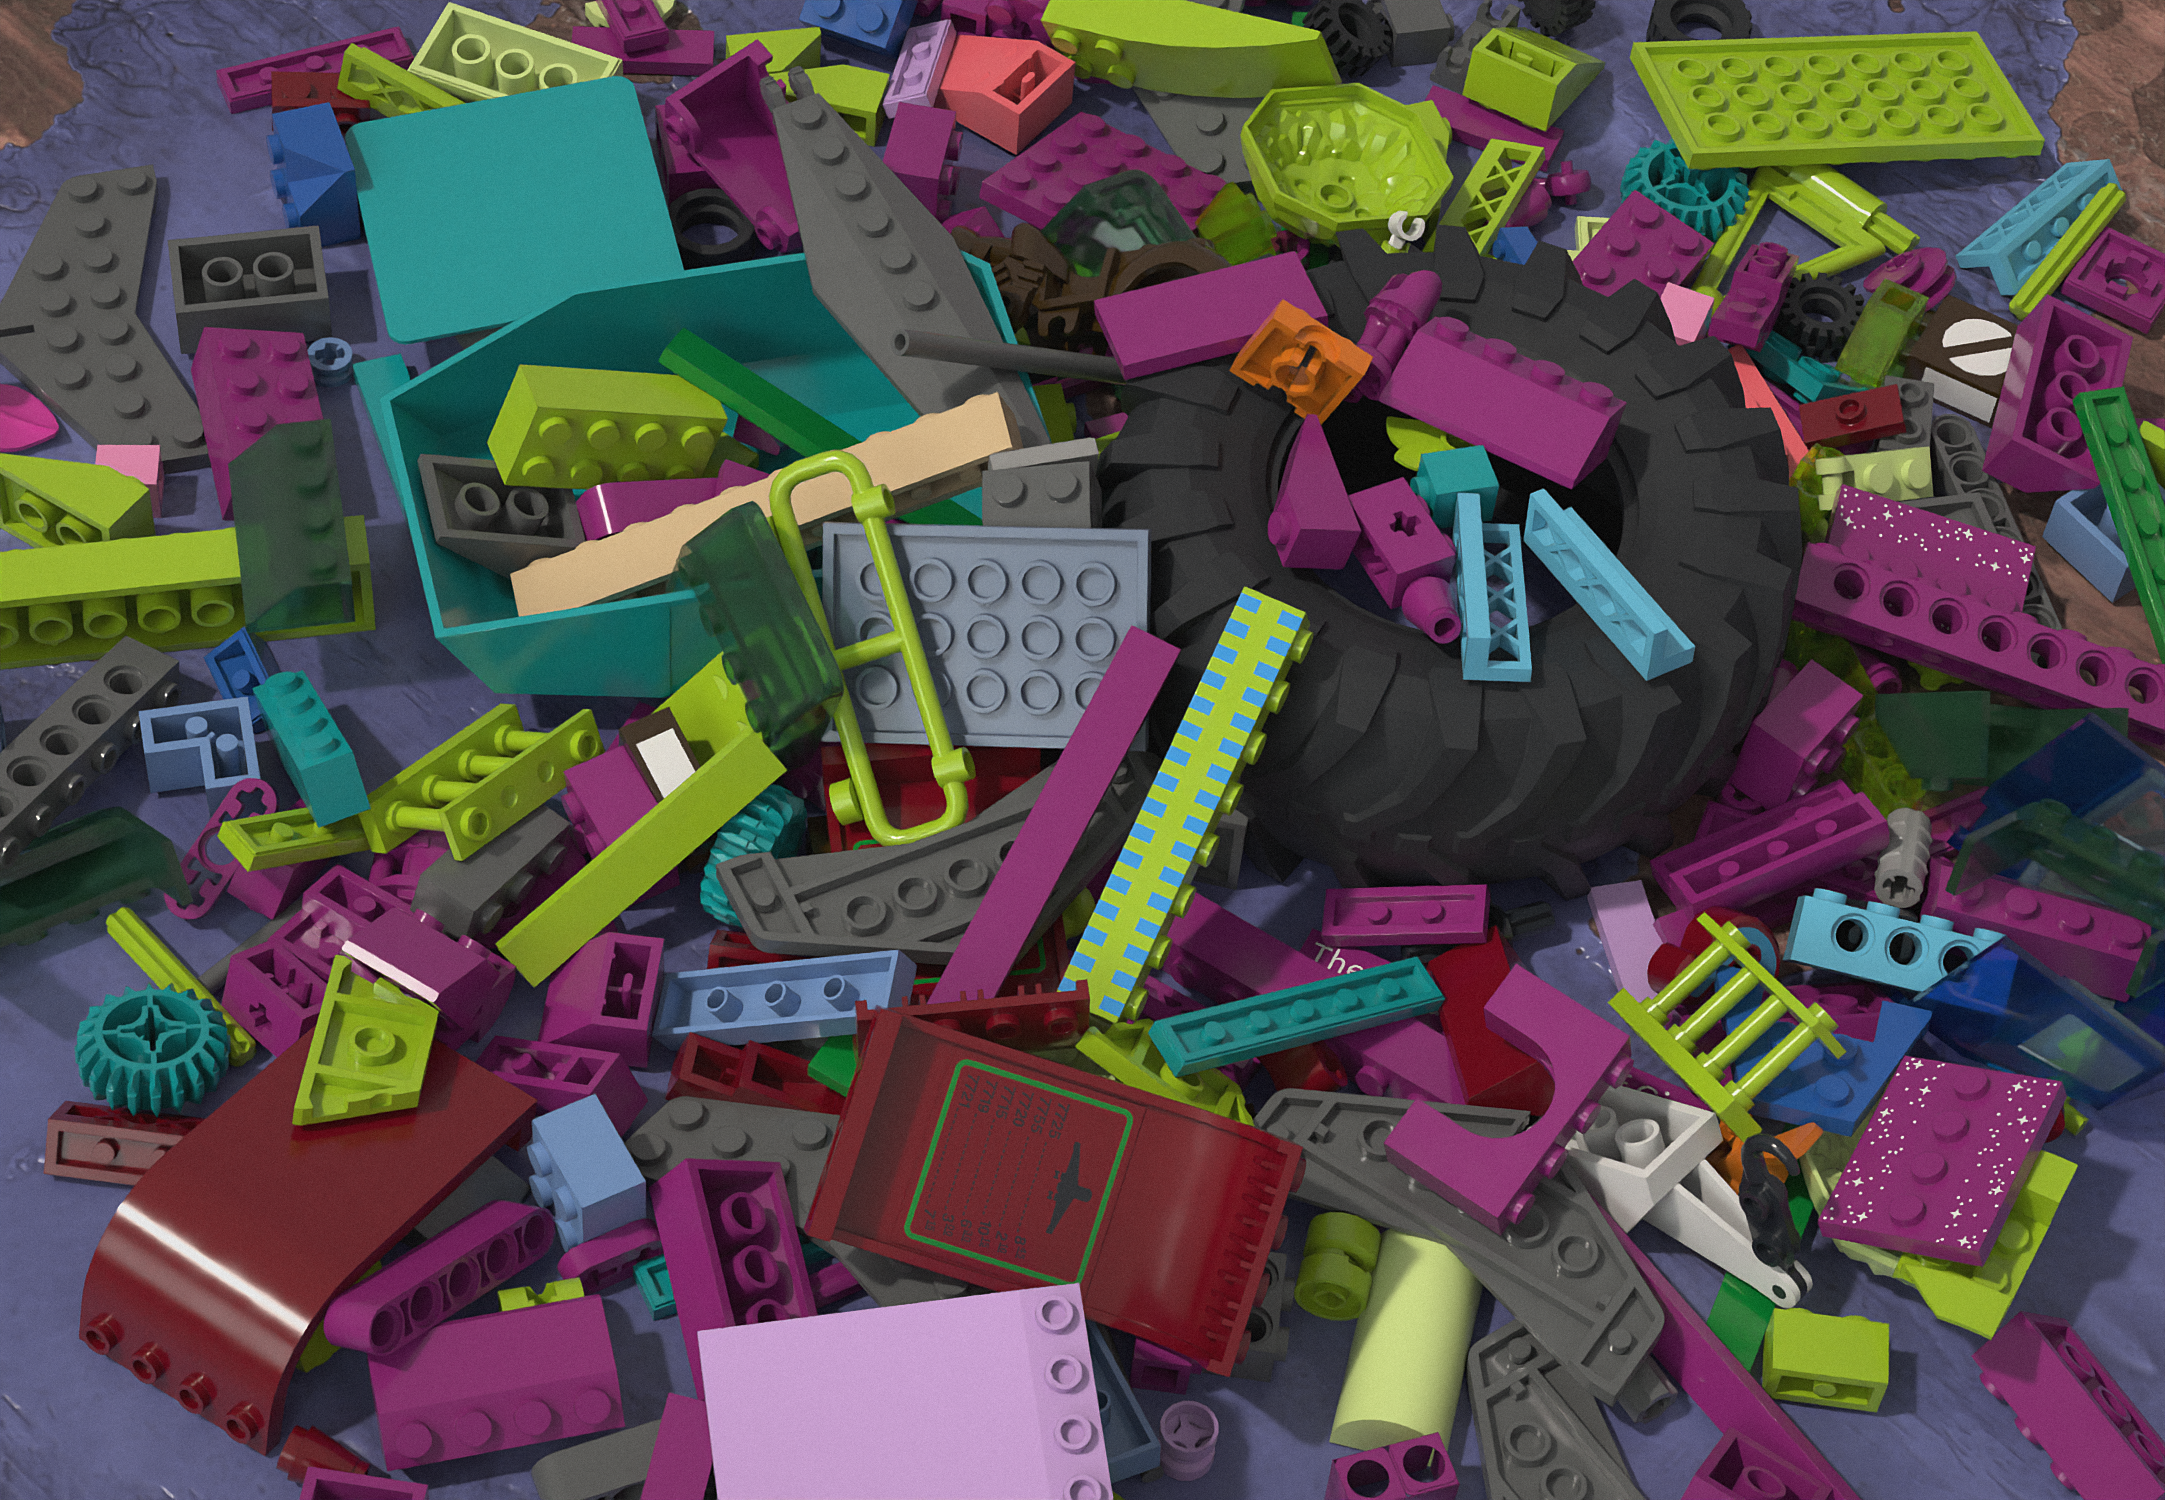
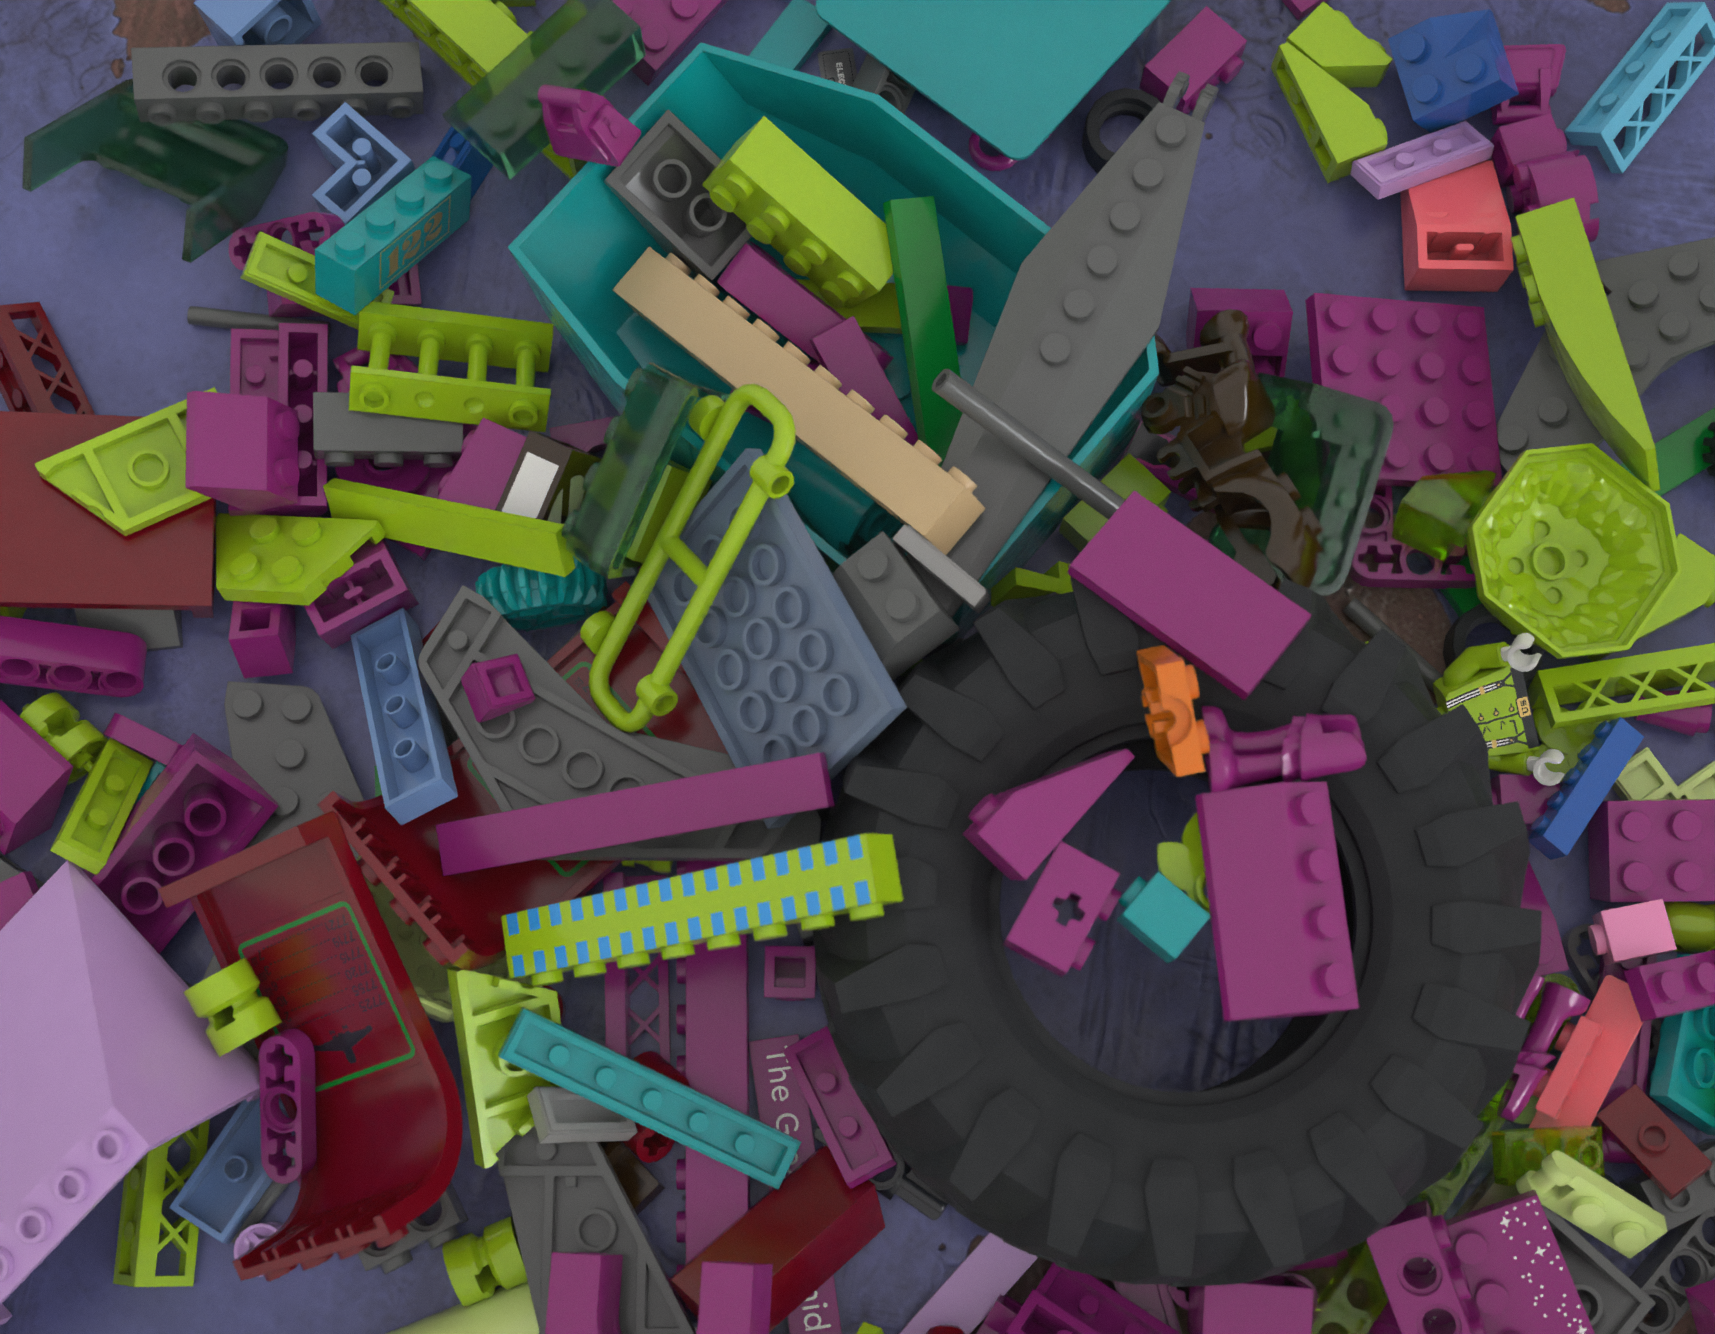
camera: 60 degrees right, 25 degrees up
(117, 1055) = (108, 302): teal gear -> none
(166, 968) = (172, 321): lime axle -> none
(273, 995) = (193, 362): magenta brick -> none
(388, 507) = (586, 126): none -> magenta piece
(544, 1015) = (285, 555): none -> lime wing
(584, 1173) = (177, 684): medium blue brick -> none
(659, 1301) = (102, 806): none -> lime plate
(736, 143) = (1249, 71): magenta windscreen -> none
(748, 1076) = (344, 708): dark red slope -> none
(838, 889) = (496, 687): none -> magenta slope
(923, 155) = (1299, 237): magenta brick -> none
(944, 1248) = (226, 990): none -> lime wheel
(1128, 1303) = (300, 1086): none -> magenta beam
(1257, 885) = (790, 973): none -> magenta brick
(1269, 1079) = (570, 1118): none -> light grey tile
(1432, 608) = (1006, 987): magenta cone -> none
(1479, 600) = (1047, 1006): medium azure fence -> none
(1605, 588) = (1139, 1123): medium azure fence -> none

